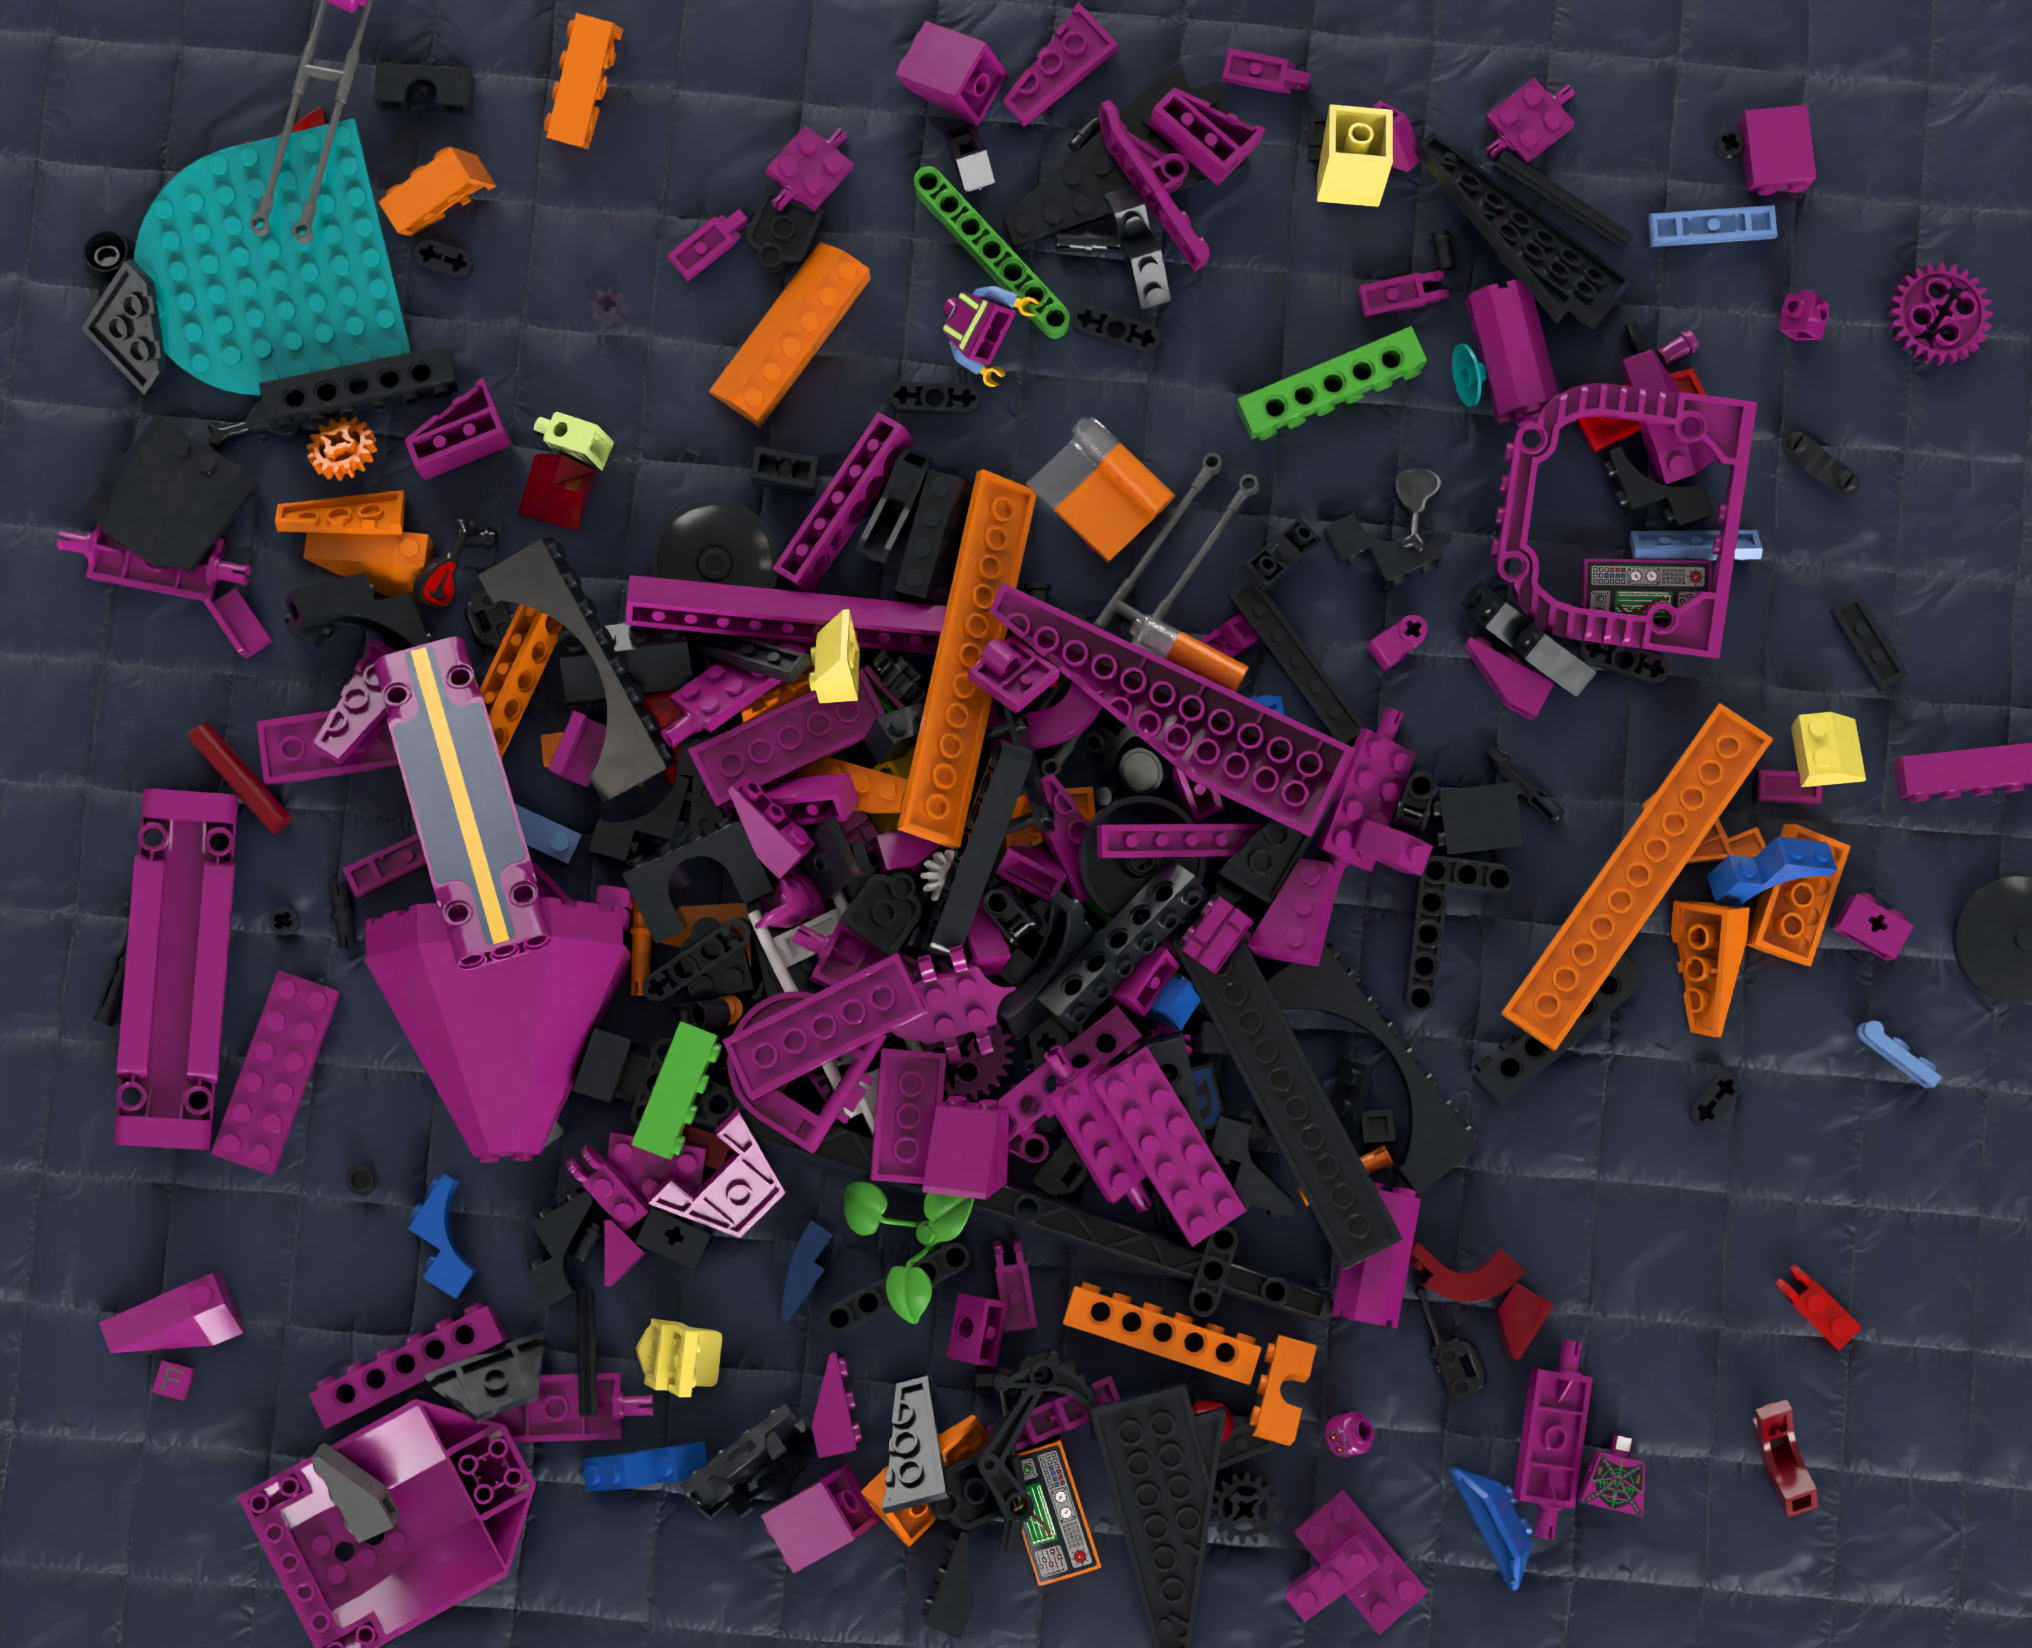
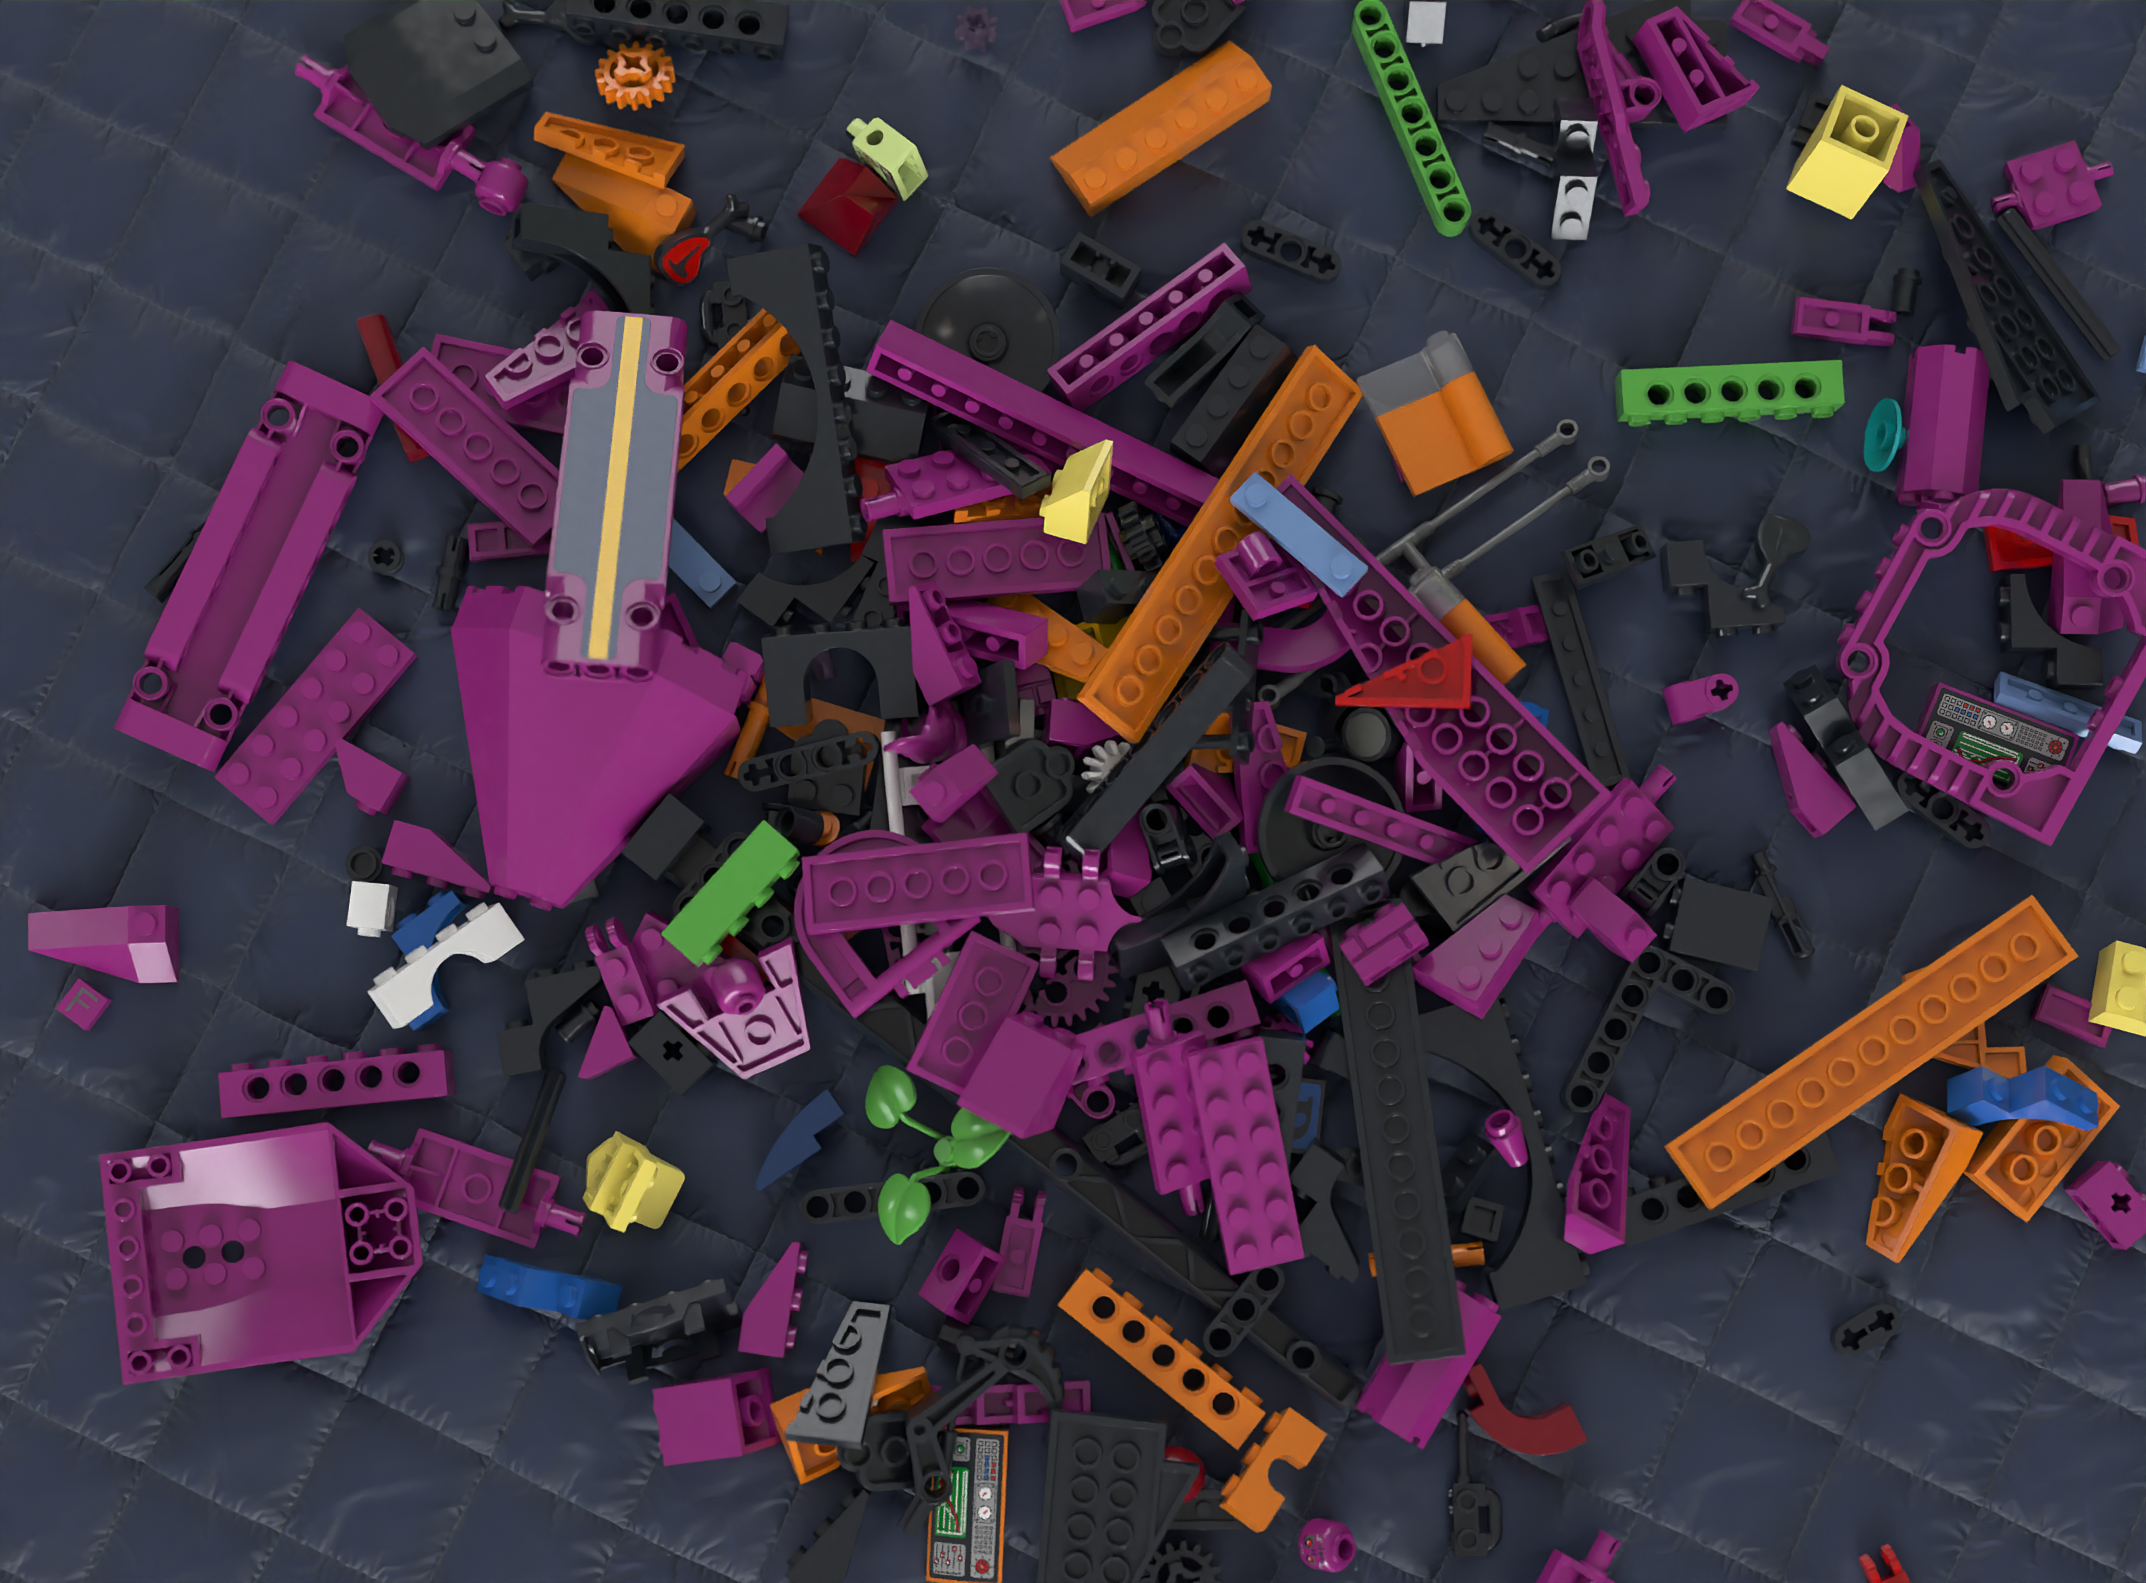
camera: 25 degrees right, 0 degrees up
(239, 623) = (457, 223): magenta panel -> none
(265, 580) = (501, 187): none -> magenta head
(325, 802) = (472, 444): none -> magenta plate
(340, 1107) = (369, 779): none -> magenta slope
(360, 1497) = (229, 1204): dark grey slope -> none
(382, 1212) = (372, 908): none -> white brick
(410, 1151) = (429, 854): none -> magenta slope
(440, 1268) = (407, 991): none -> white arch
(459, 434) = (765, 106): magenta wedge -> none
(493, 1379) = (420, 1132): black wing -> none
(708, 1164) = (737, 986): none -> magenta head
(823, 934) = (953, 783): none -> magenta slope
(979, 325) = (1368, 189): torso -> none
(1026, 630) = (1298, 534): none -> medium blue plate
(1177, 710) = (1431, 681): none -> red wing
(1372, 1052) = (1507, 1136): none -> magenta cone
(1459, 1060) = (1599, 1180): none -> magenta wedge
(1520, 1319) = (1562, 1492): dark red slope -> none
(1897, 1053) = (2089, 1355): medium blue plate -> none

